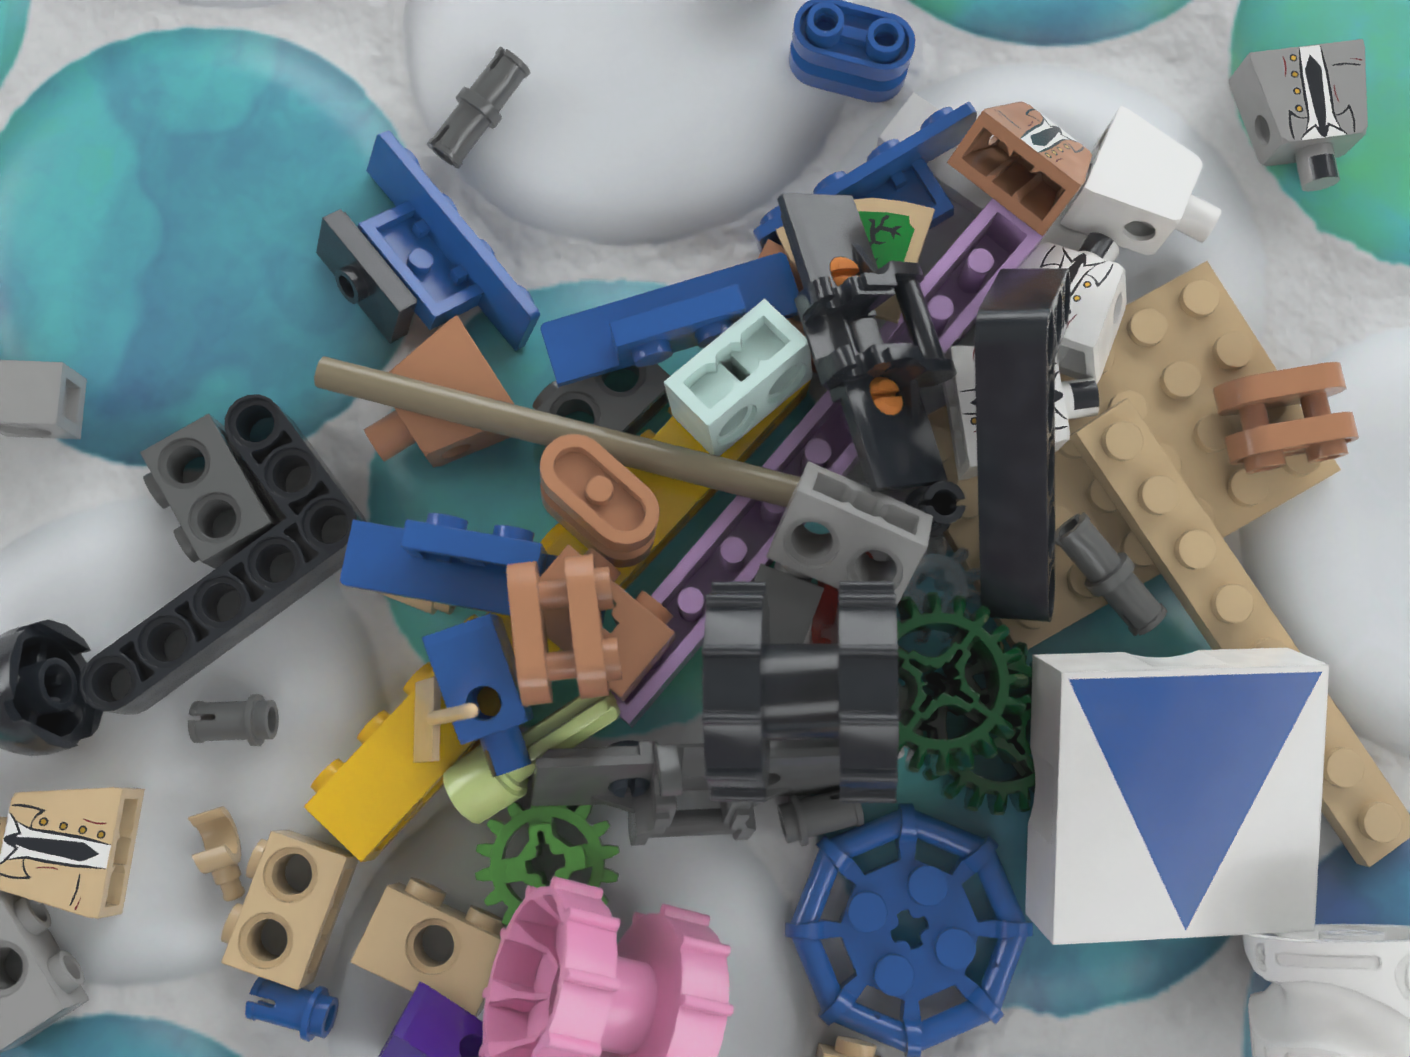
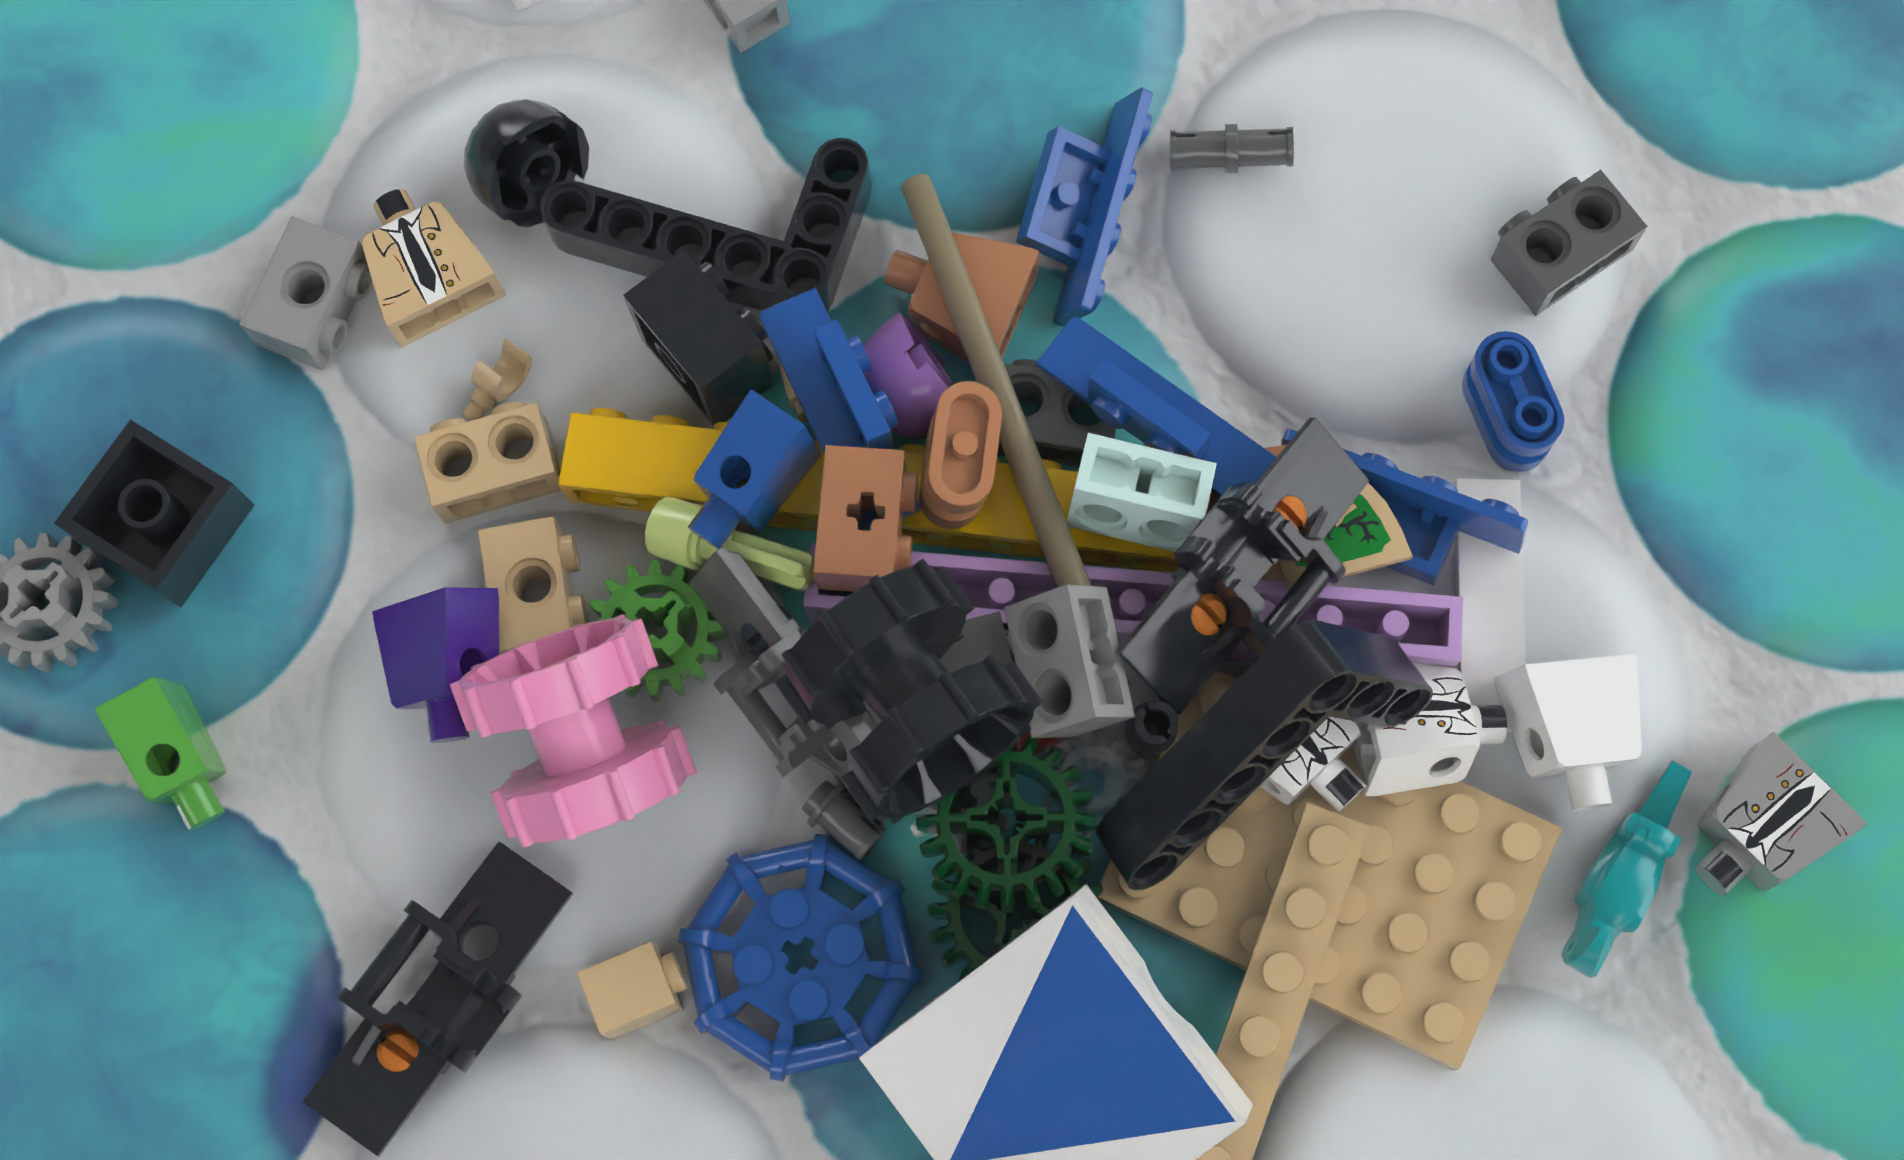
camera: 65 degrees right, 5 degrees down
(222, 486) = (751, 173): dark grey brick -> none
(236, 720) = (610, 330): dark grey pin -> none
(299, 1010) = (416, 520): blue pin -> none
(318, 646) = (700, 335): none -> black brick
(365, 276) = (1022, 163): black plate -> none
(430, 716) = (706, 447): tan piece -> none
(487, 494) = (908, 372): none -> medium lavender cylinder
(593, 657) = (826, 523): nougat brick -> none
(1025, 165) = (1511, 600): nougat torso -> none
(1109, 574) = (1209, 916): dark grey pin -> none
(1266, 445) = (1464, 1015): nougat brick -> none
(1276, 243) = (1625, 875): none -> teal animal

